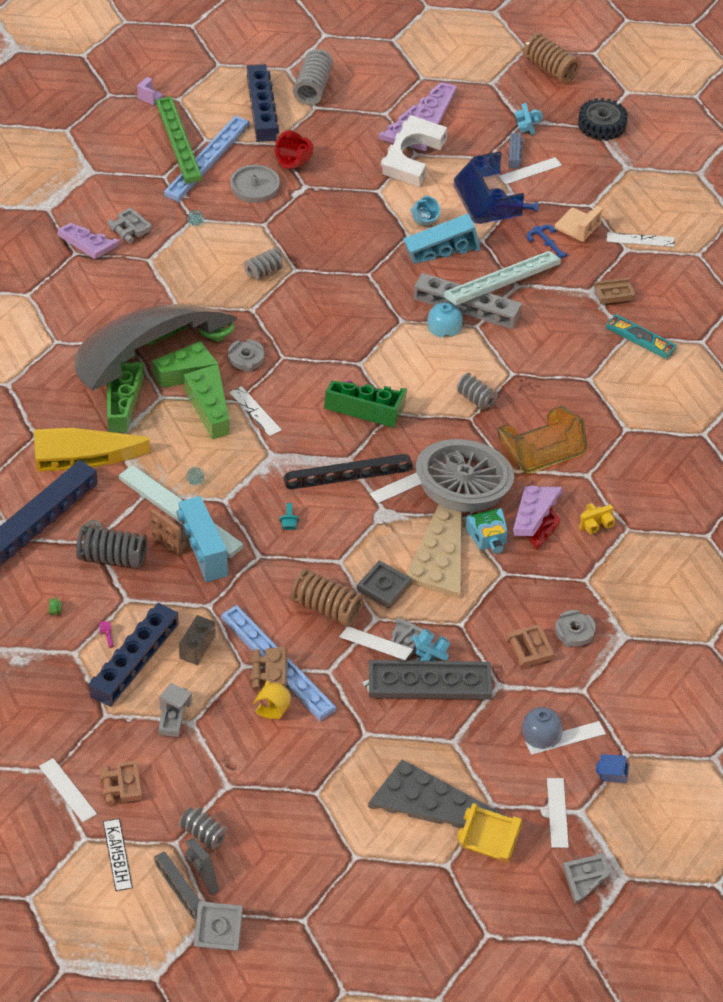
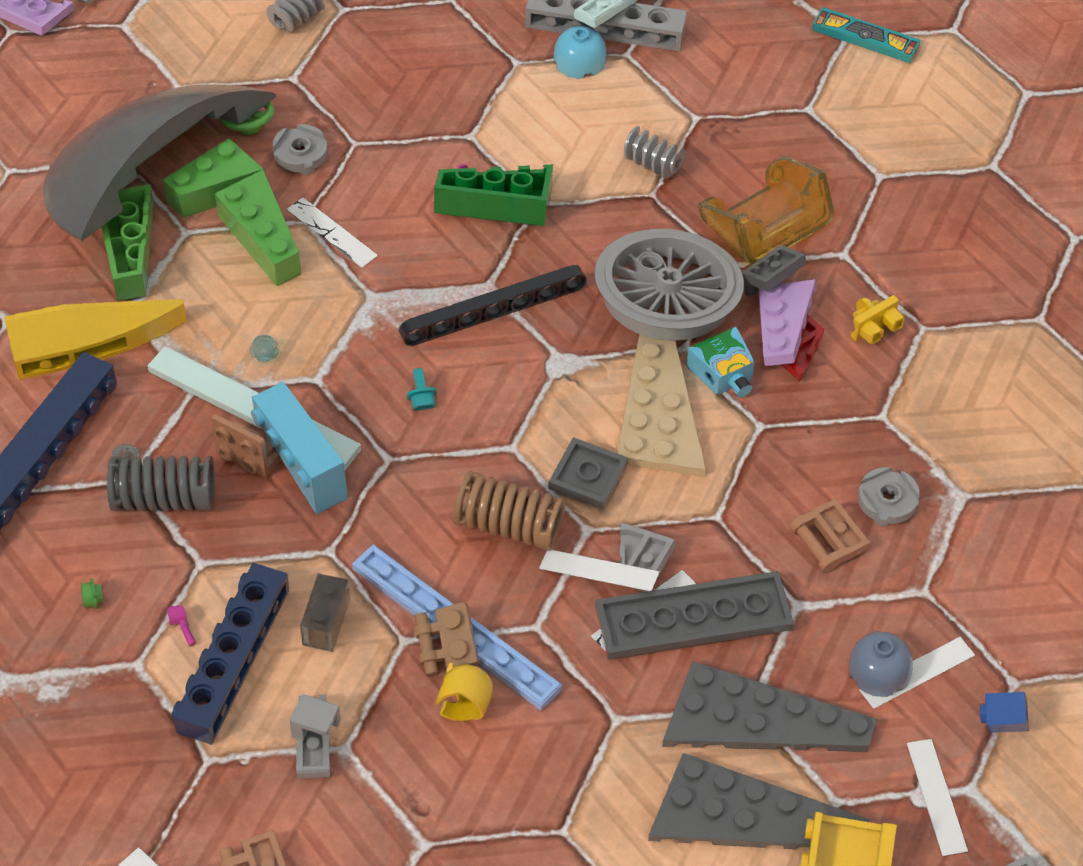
camera: 10 degrees left, 5 degrees up
(396, 488) = (570, 317): white sticker -> none
(427, 649) = (681, 567): medium azure hips -> none
(453, 745) = (753, 715): none -> dark grey wing
(534, 476) = (772, 269): none -> dark grey bracket

